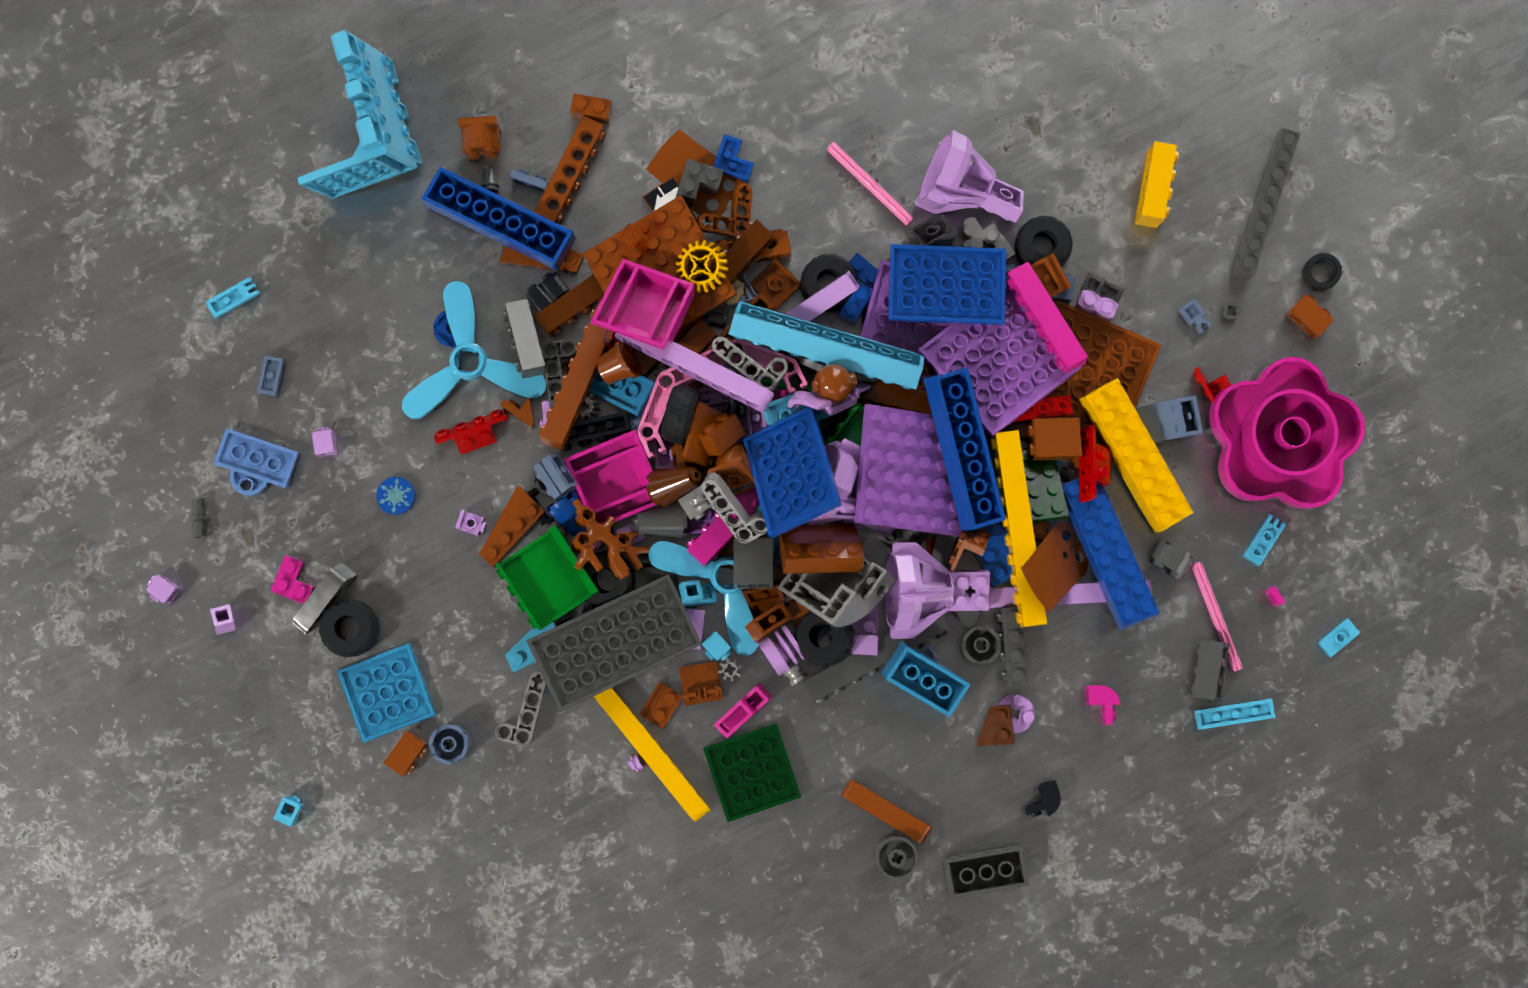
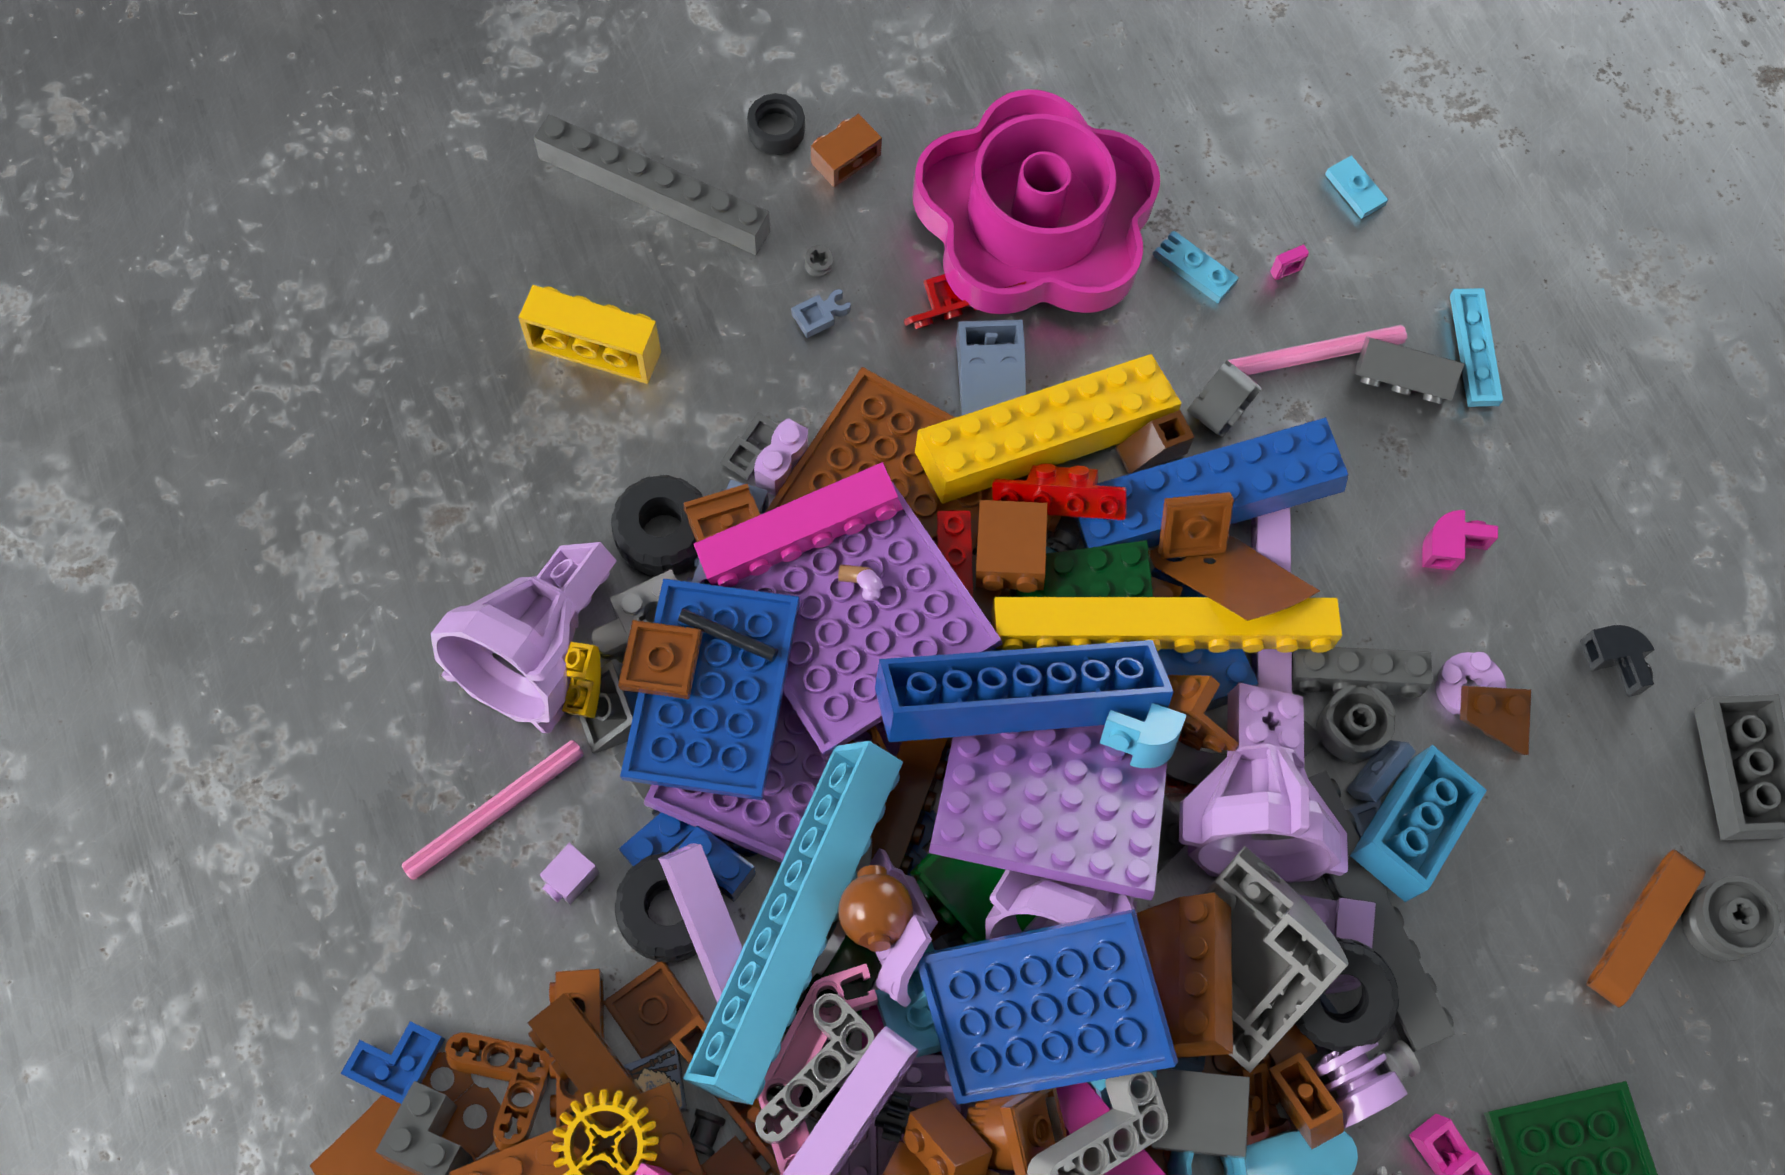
camera: 90 degrees left, 15 degrees down
(838, 228) = (568, 875): none -> lavender brick
(940, 218) = (585, 673): none -> yellow slope
(945, 521) = (1148, 741): none -> medium azure brick
(955, 661) = (1381, 771): none -> sand blue plate
(958, 254) = (660, 659): none -> dark orange tile
(976, 288) = (728, 635): none -> black bar
(1020, 358) = (864, 577): none -> lavender arm
(1082, 542) = (1195, 525): none -> dark orange tile
(1137, 520) = (1156, 443): none -> reddish brown slope

